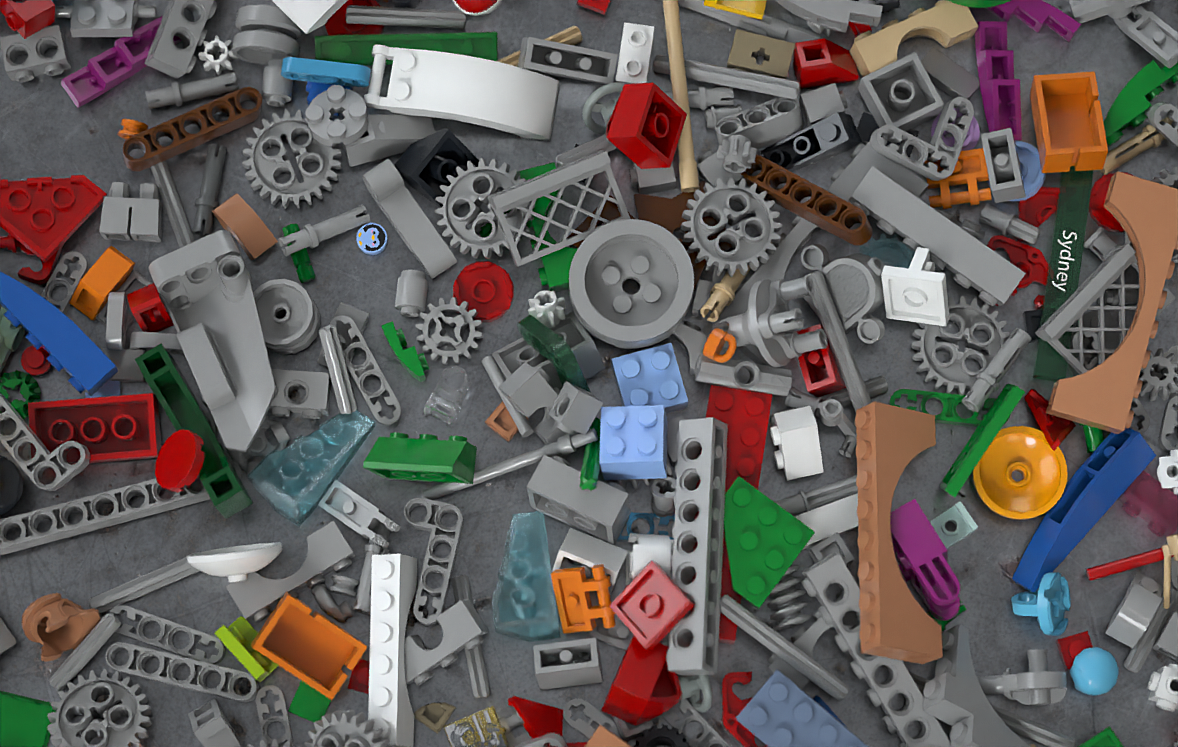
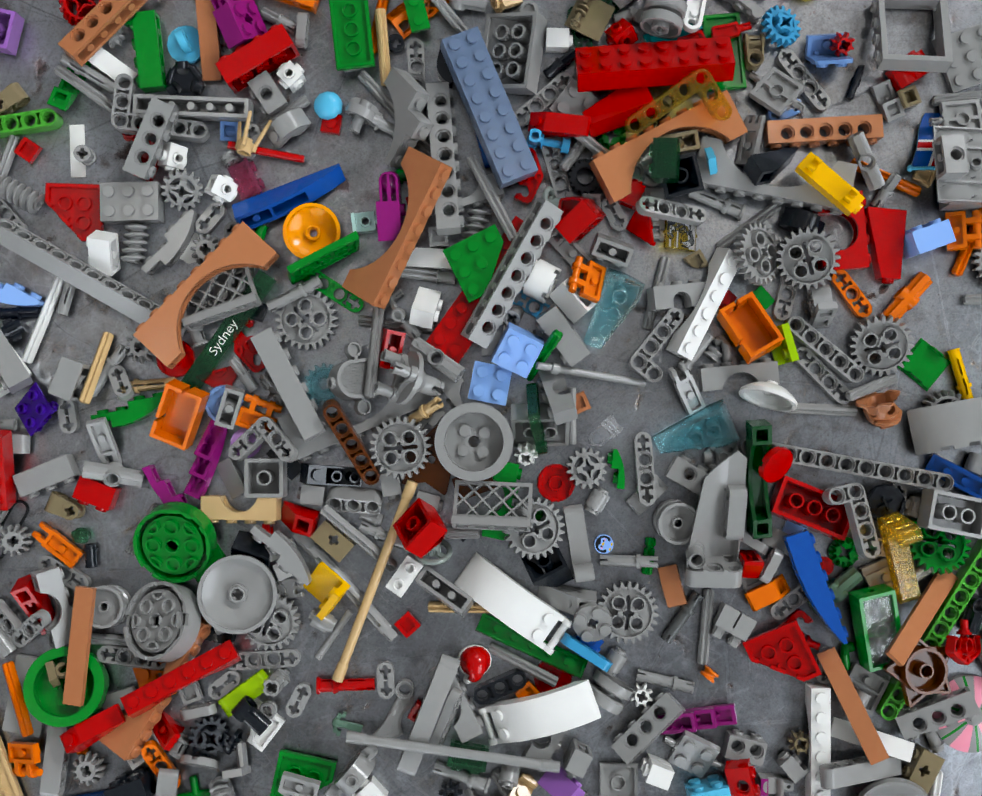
camera: 155 degrees left, 10 degrees up
(185, 141) = (685, 662): reddish brown beam -> none
(337, 369) = (660, 475): light grey axle -> none
(423, 458) = (637, 401): green slope -> none
(575, 409) = (541, 384): light grey brick -> none
(651, 605) = (554, 252): tile -> none
(716, 343) = (444, 382): orange tile -> none
(736, 153) = (376, 487): light grey gear -> none
(916, 292) = (316, 357): white bracket -> none
(1047, 603) = (335, 154): medium azure tile -> none
(1053, 427) = (280, 245): red tile -> none

